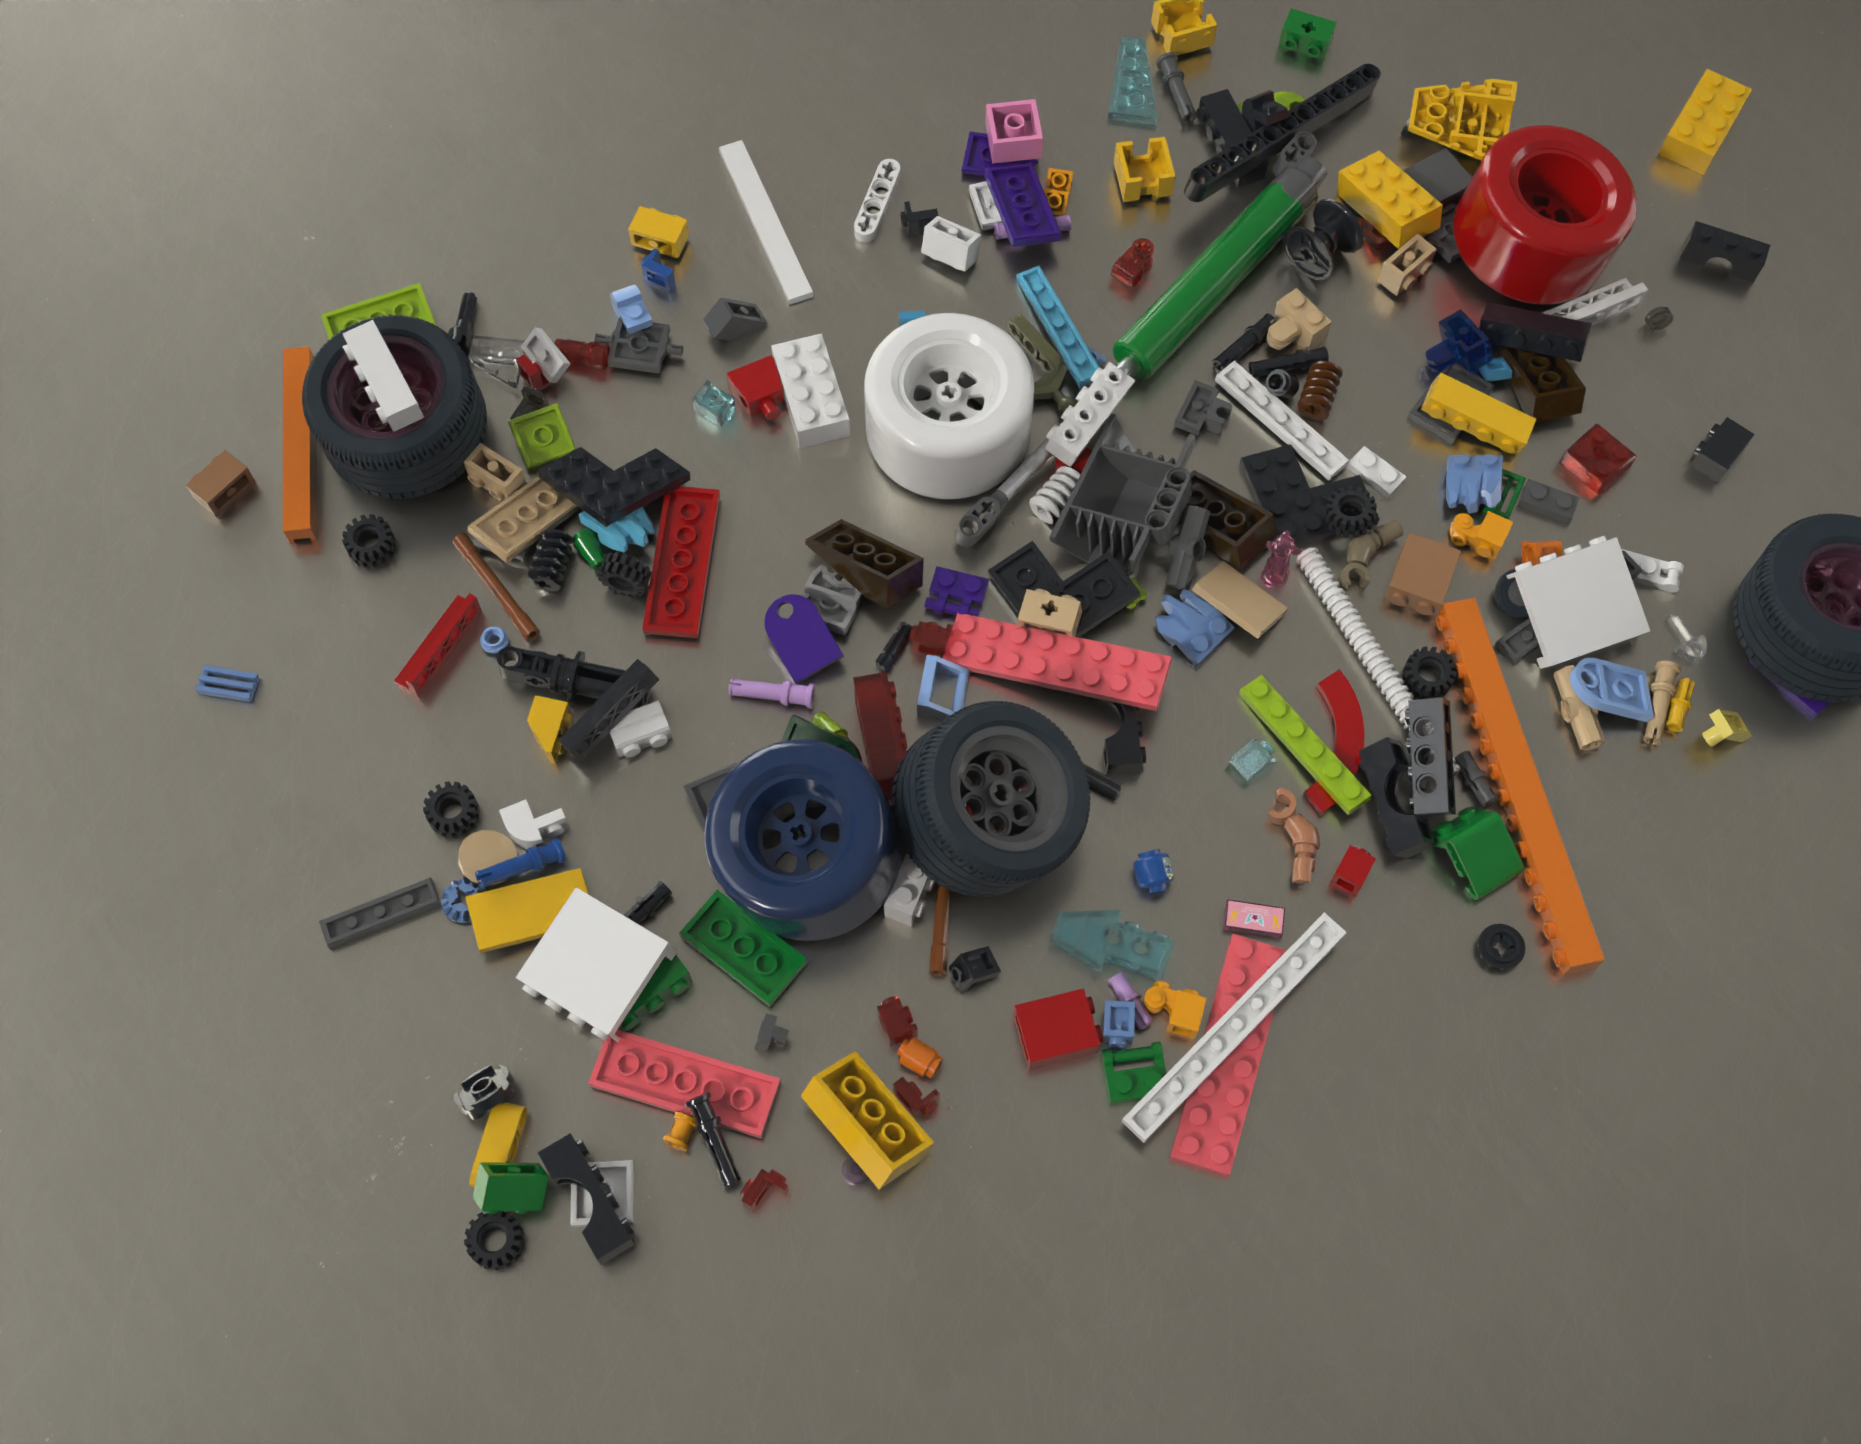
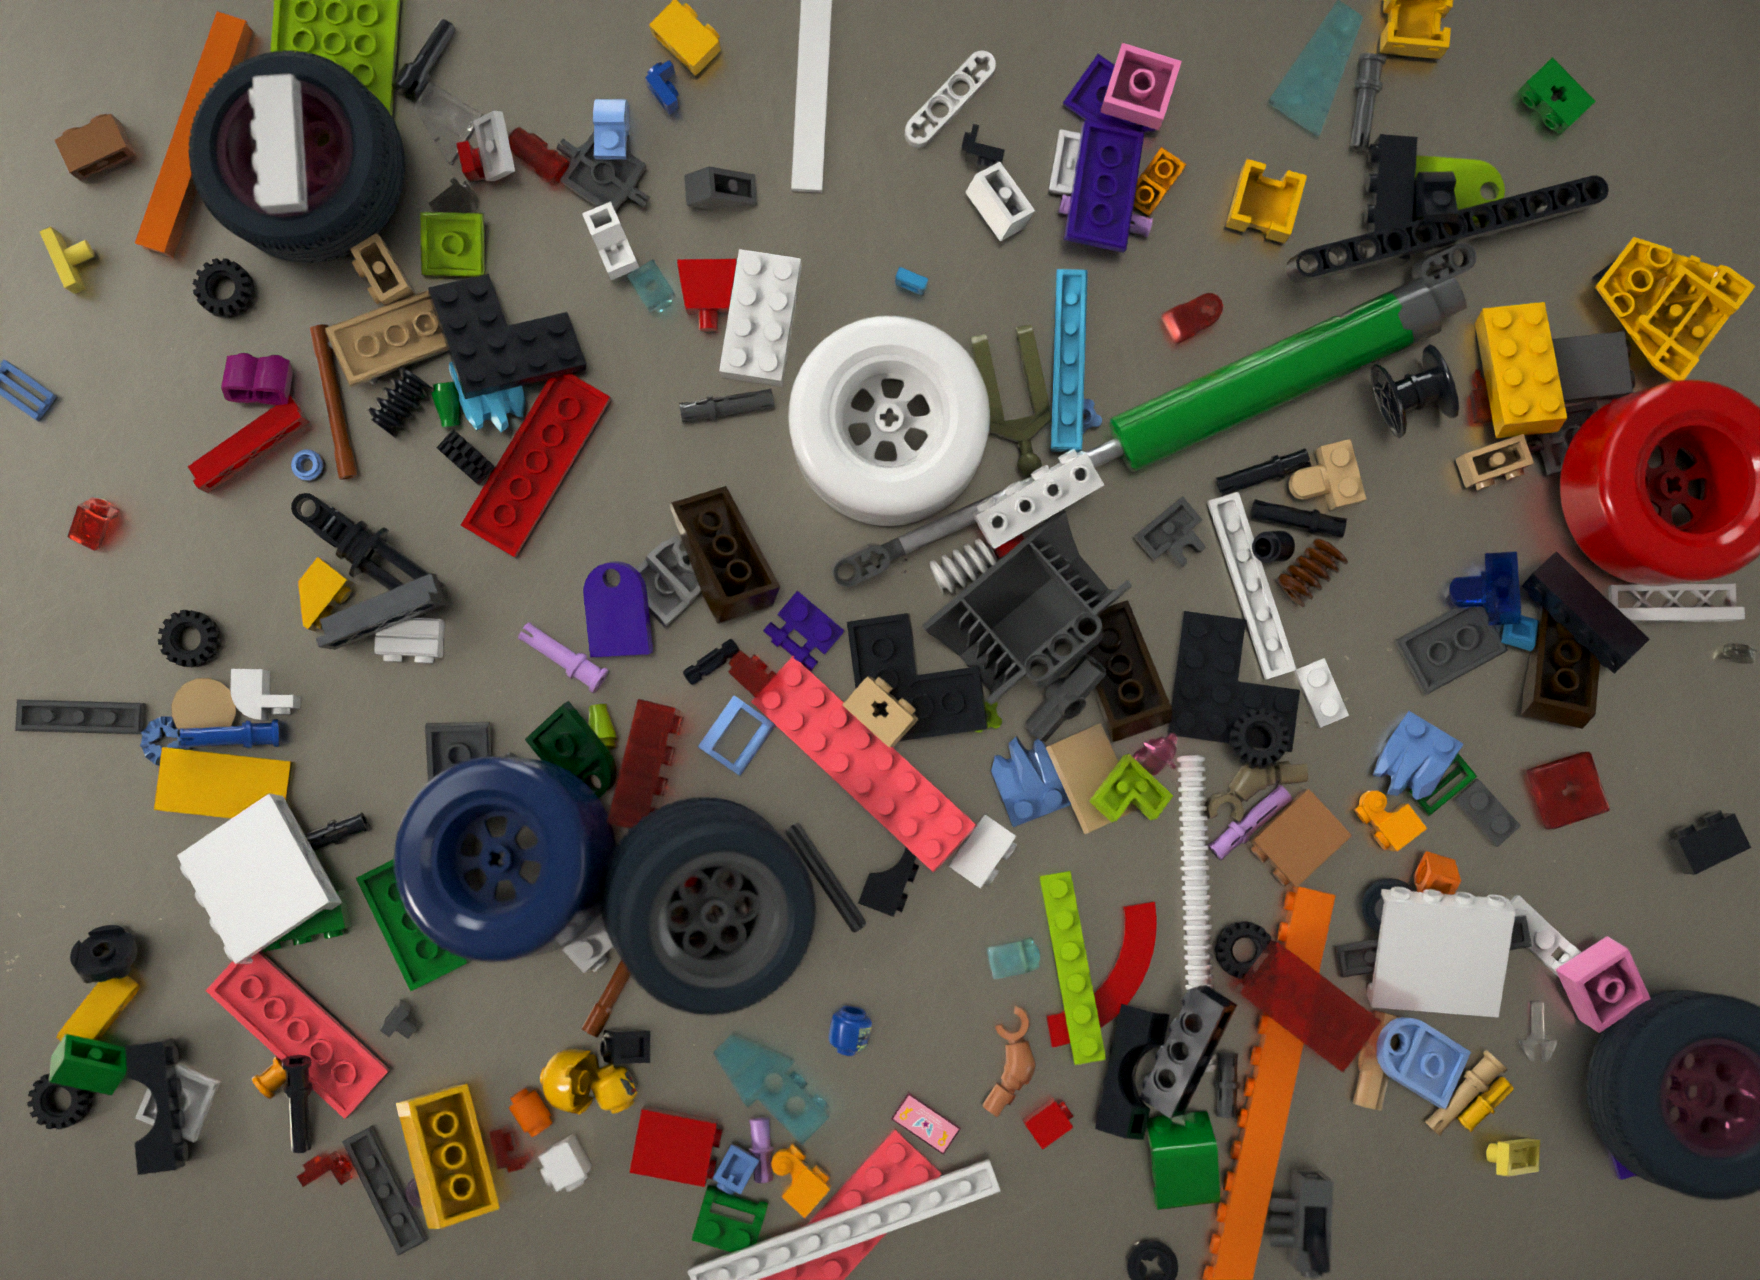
camera: 25 degrees right, 20 degrees up
(229, 570) = (66, 258): none -> light yellow tile
(329, 755) = (92, 522): none -> clear red bracket
(426, 591) = (257, 379): none -> magenta brick
(665, 383) = (610, 240): none -> white brick
(804, 466) = (726, 405): none -> dark grey pin
(823, 1186) = (385, 1190): none -> dark grey tile
(896, 1021) = (524, 1065): clear red brick -> none
(940, 1012) = (568, 1080): none -> yellow cylinder
(972, 1079) = (565, 1164): none -> white brick
(981, 1004) = (614, 1088): none -> yellow head
(1185, 686) = (983, 851): none -> white brick
(1272, 589) = (1129, 784): none -> lime plate
(1374, 590) = (1255, 818): none -> lavender pin
(1478, 414) = (1465, 684): yellow brick -> none
(1504, 678) = (1307, 1006): none -> clear red brick
(1603, 846) = (1307, 1222): none -> dark grey piece
(1711, 572) = (1603, 984): none -> bright pink brick

